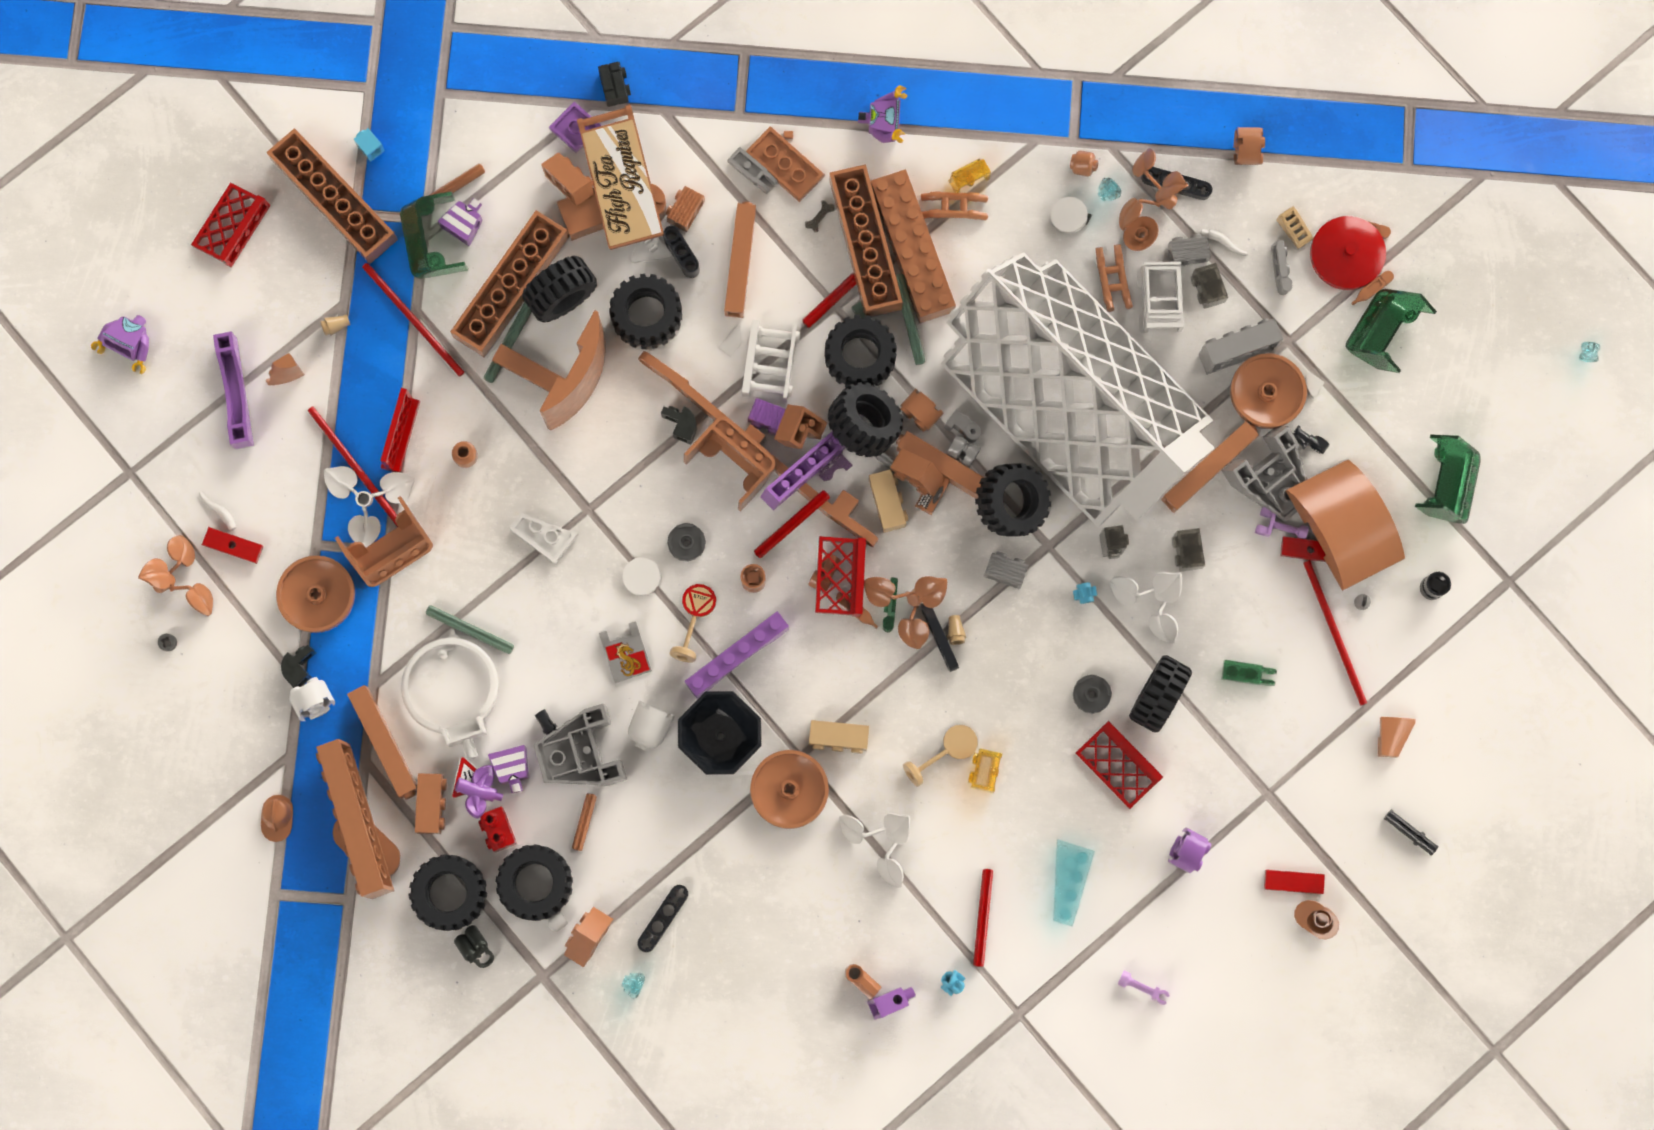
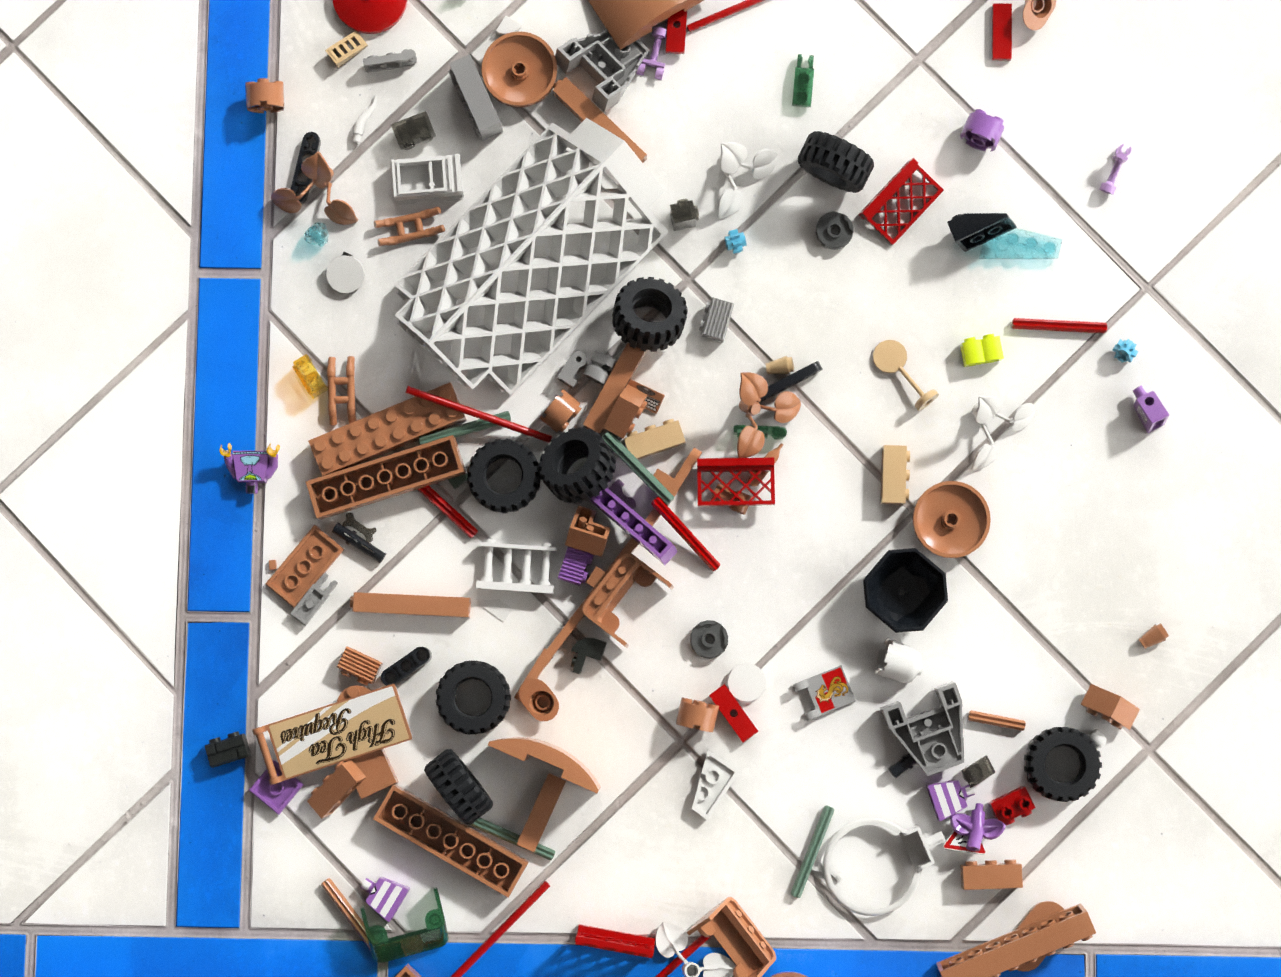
camera: 85 degrees left, 5 degrees up
(383, 742) = (933, 928): nougat brick -> none
(422, 885) = (1105, 849): black tyre -> none
(464, 454) = (634, 872): nougat head -> none
(473, 945) = (1128, 819): pearl dark grey piece -> none
(534, 797) = (978, 771): none -> clear smoke tile
(601, 568) = (741, 723): none -> red tile
(611, 523) = (697, 715): none -> nougat brick
(633, 984) = (1151, 659): clear light blue cone -> none
(638, 372) = (539, 699): none -> nougat piece
(650, 250) = (407, 697): white piece -> none
(657, 989) = (1154, 636): none -> nougat cone
(665, 920) = (1085, 634): black beam -> none
(699, 602) = (768, 623): tan piece -> none
(736, 654) = (821, 580): medium lavender arch -> none
(753, 578) = (743, 569): nougat wheel -> none
(809, 208) = (339, 530): none -> black pin
(859, 480) = (634, 464): none -> sand green axle
(864, 982) = (1130, 437): nougat piece -> none
(922, 330) = (478, 414): none -> red piece
(960, 834) = (981, 351): none -> neon yellow brick
(985, 770) = (917, 330): clear yellow window -> none
(1083, 163) = (290, 261): nougat head -> none
(1084, 833) = (978, 228): none -> black slope
(1141, 233) = (363, 209): nougat dish -> none
(1188, 549) = (685, 142): clear smoke brick -> none
(1189, 250) = (377, 152): light grey brick -> none
(1315, 442) = (566, 28): black connector -> none

